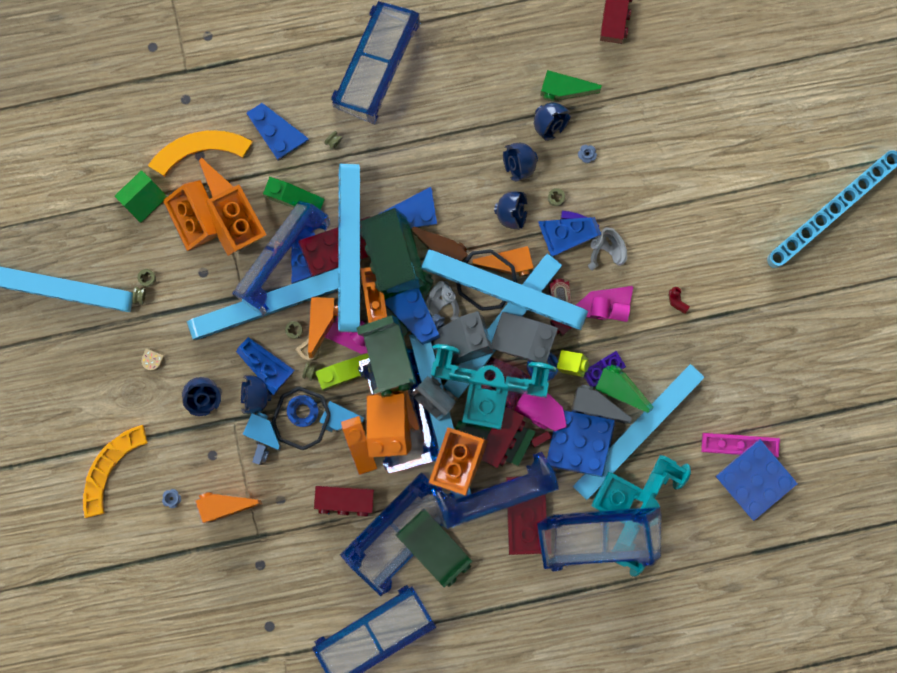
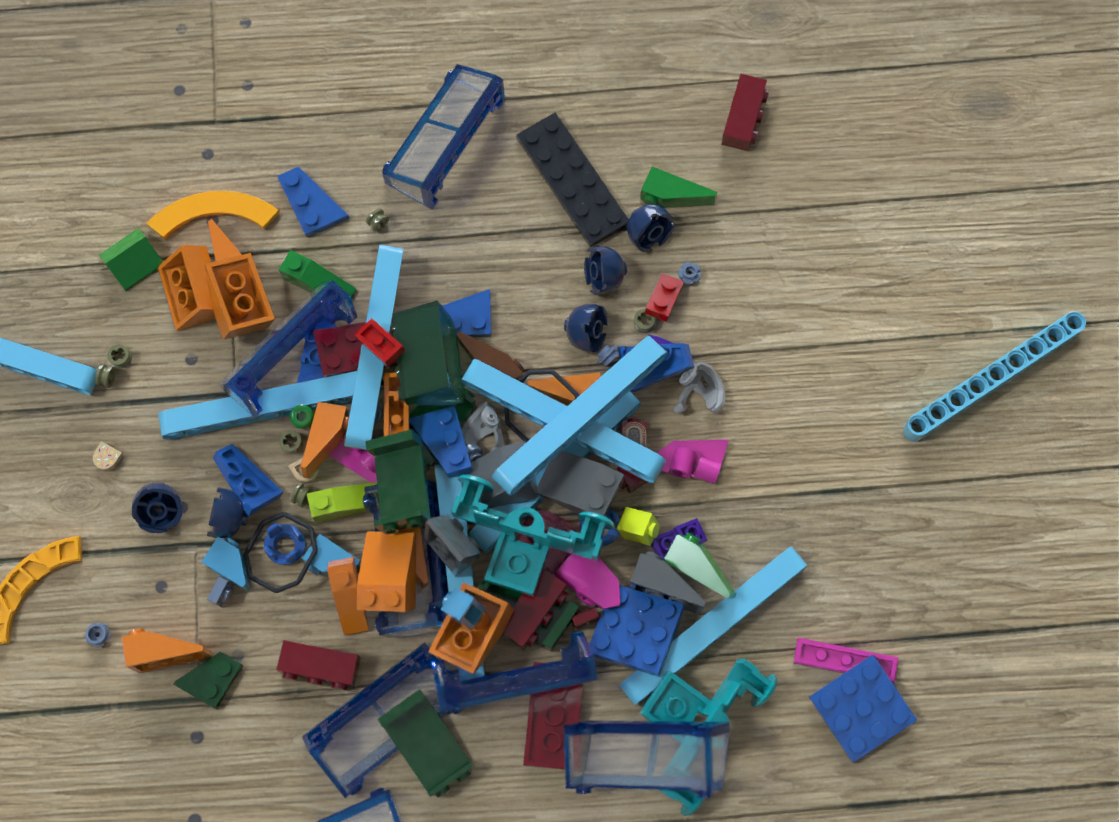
camera: 10 degrees right, 10 degrees down
(263, 521) = (210, 679): none -> dark green wing
(299, 309) = (301, 416): none -> green piece
(355, 247) = (379, 342): none -> red plate
(450, 448) = (462, 608): none -> dark azure slope
(484, 85) = (572, 179): none -> black plate
(518, 286) = (579, 415): none -> medium azure beam
(531, 229) = (607, 355): none -> sand blue plate
(569, 176) = (664, 297): none -> plate
(675, 300) = (780, 465): dark red arm -> none

